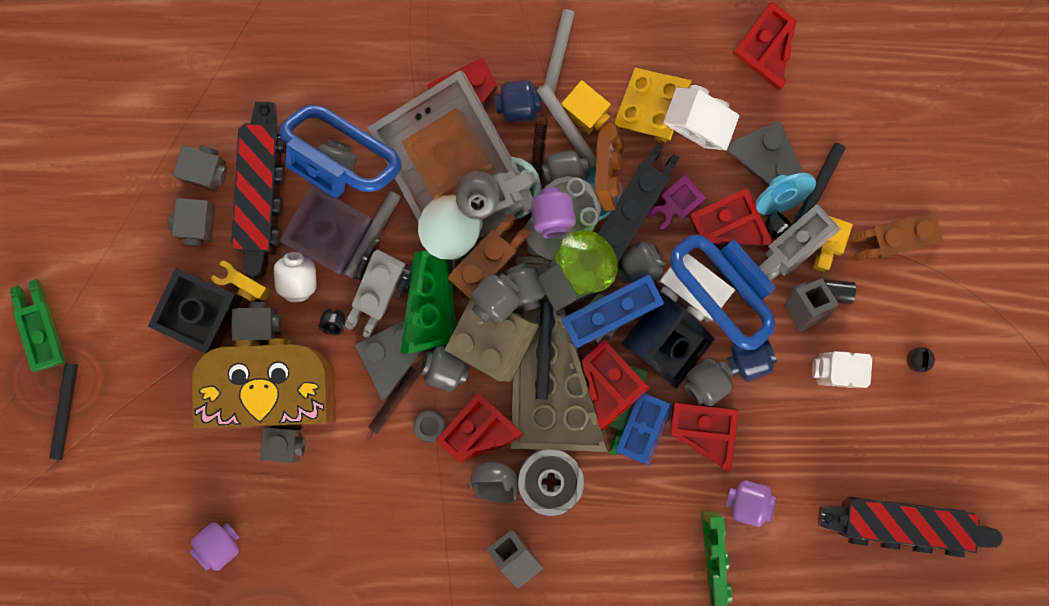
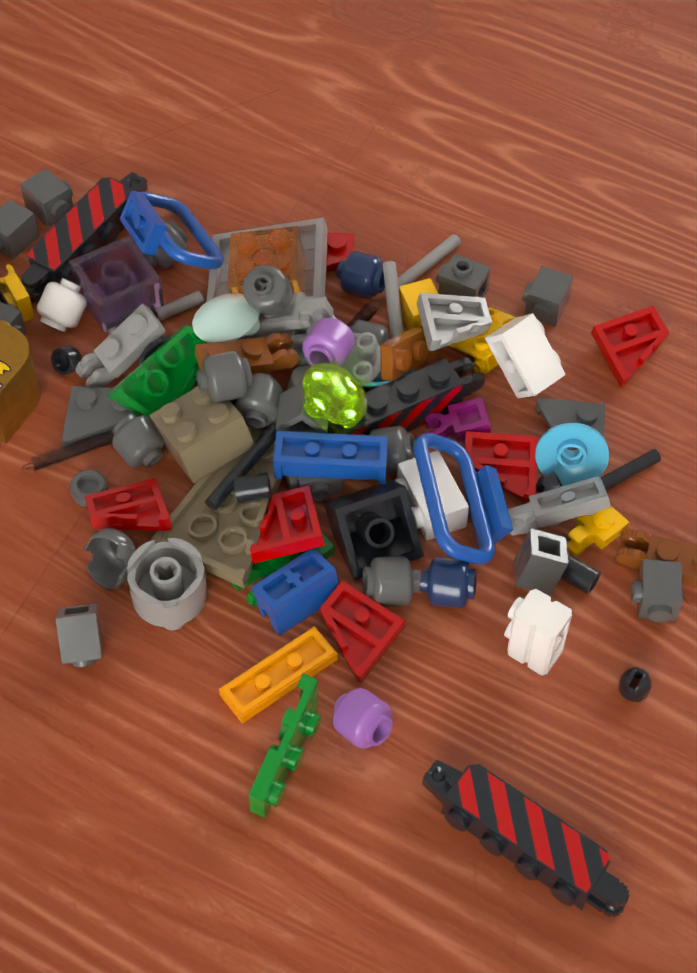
camera: 30 degrees right, 30 degrees down
(566, 370) = (252, 487): none -> black hinge
(603, 60) = (463, 277): none -> dark grey brick
(626, 118) = (452, 318): none -> light grey wing
(668, 498) = (277, 674): none -> light orange tile
(680, 36) = (548, 295): none -> dark grey brick
(904, 276) = (658, 590): none -> dark grey brick

